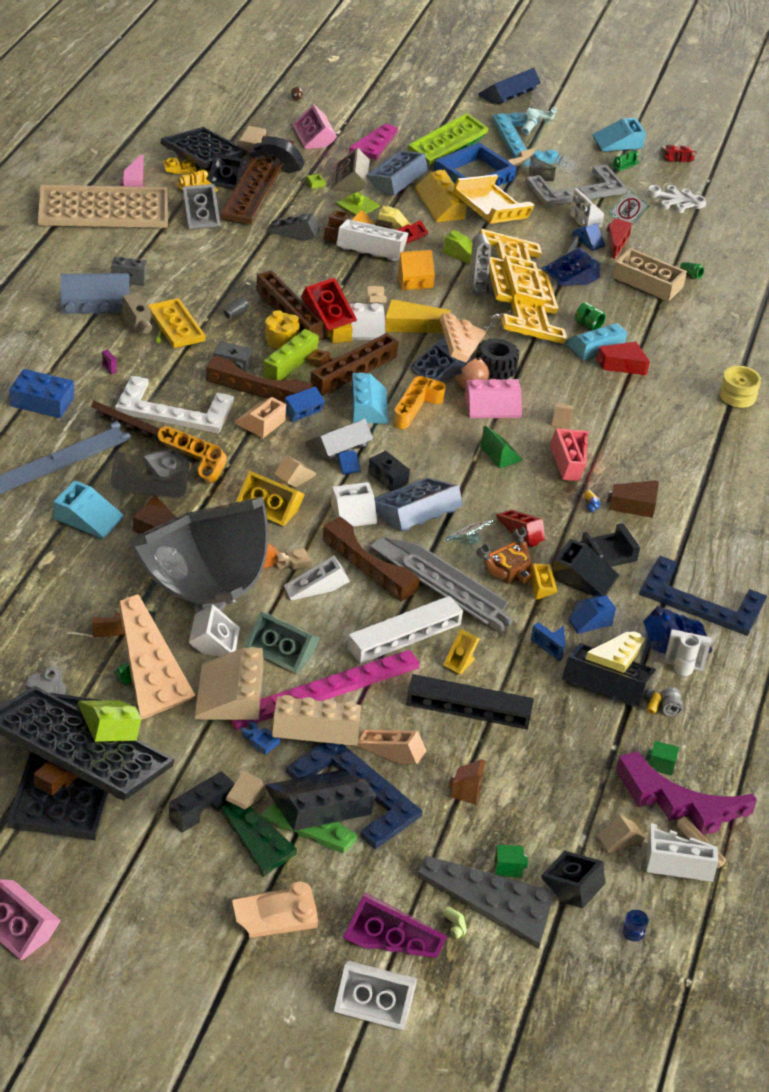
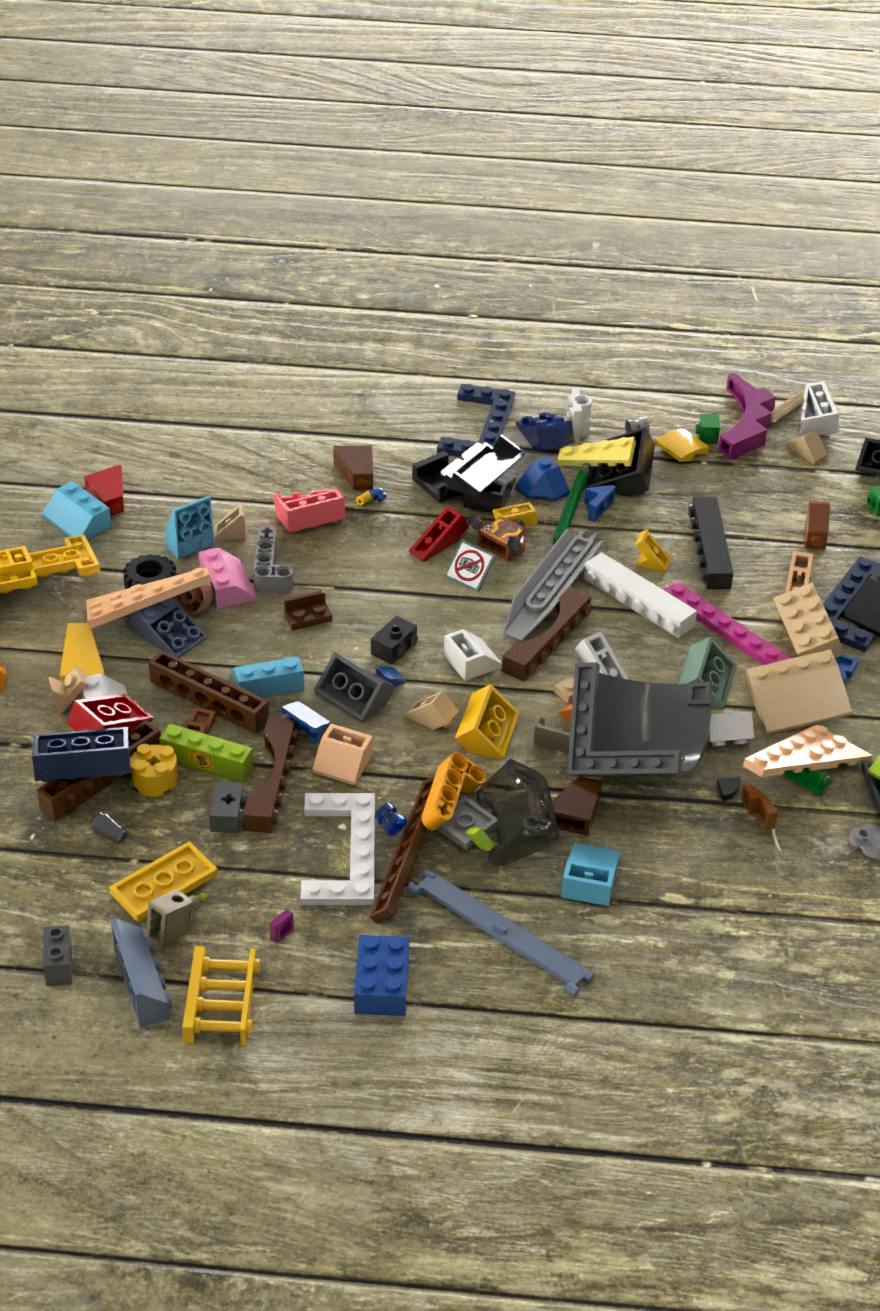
camera: 100 degrees left, 0 degrees up
(65, 317) = (198, 983): none -> yellow fence
(140, 457) = (480, 838): none -> lime tile
(187, 426) = (390, 819): none -> clear blue wheel
(286, 279) = (81, 754): none -> dark blue slope
(418, 503) = (437, 609): sand blue slope -> none
(420, 390) = (254, 638): light orange beam -> none
(442, 436) = (307, 610): none -> reddish brown bracket
(498, 448) = (317, 565): green slope -> none
(512, 423) = (267, 575): none -> light grey beam
(548, 381) = (190, 528): none -> medium azure slope
(553, 624) = (571, 504): none -> green axle
(589, 316) = (35, 518): green wheel -> none
(596, 553) = (481, 466): none -> slope
(638, 730) = (681, 445): none -> yellow slope
(740, 386) = (139, 405): light yellow wheel -> none

